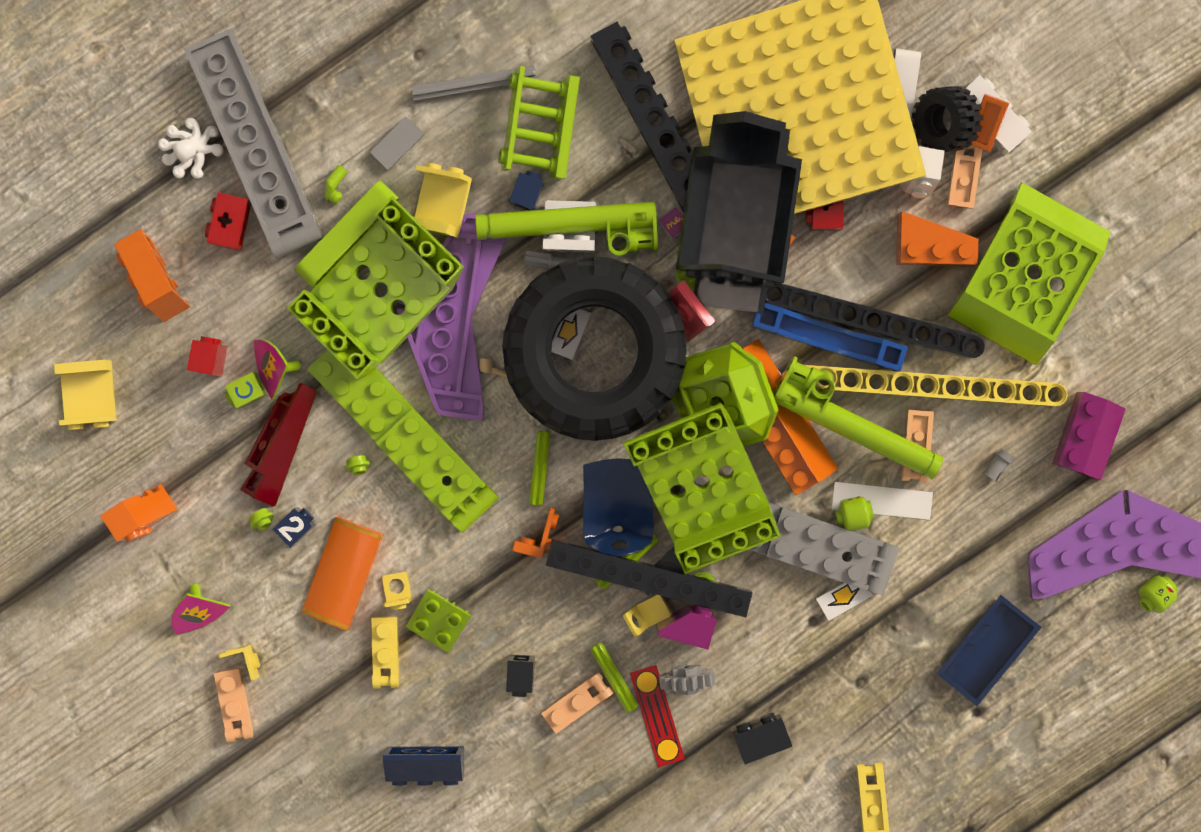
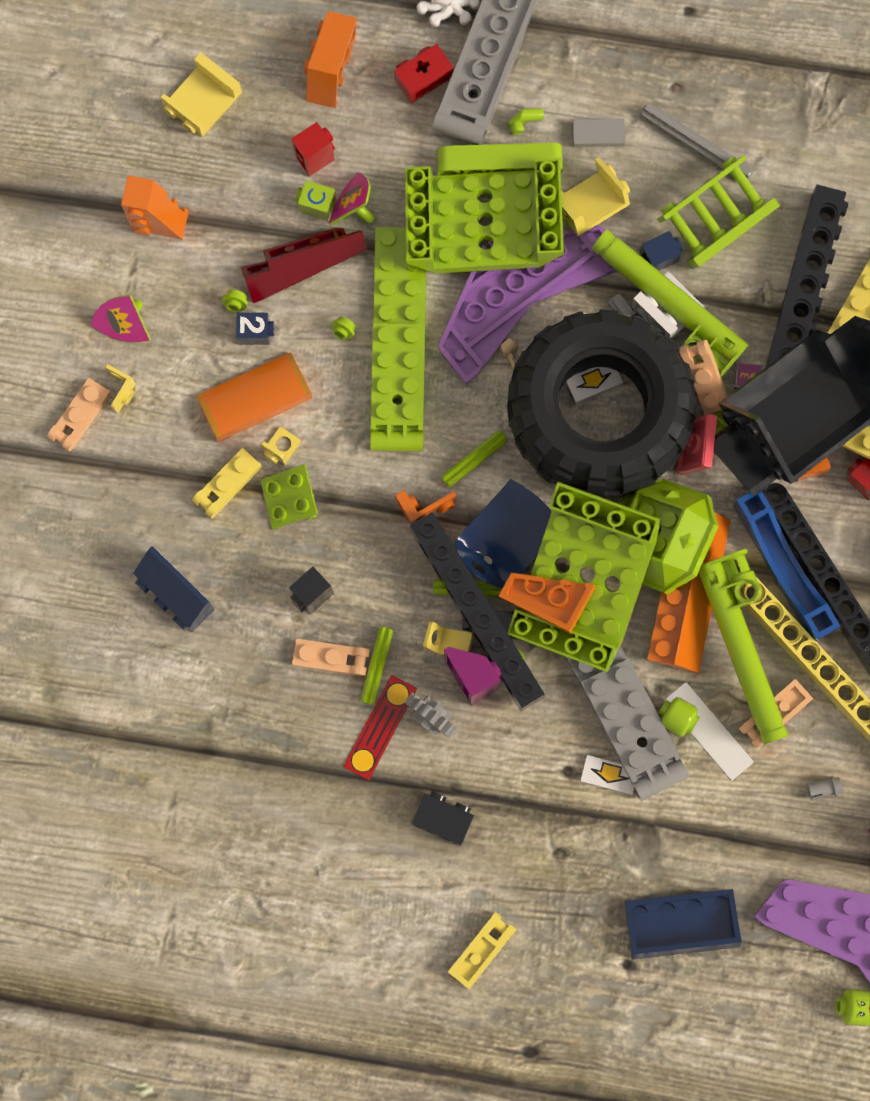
camera: 50 degrees right, 10 degrees down
(645, 255) = (706, 376): none -> light nougat plate
(692, 525) = (547, 599): none -> orange wing

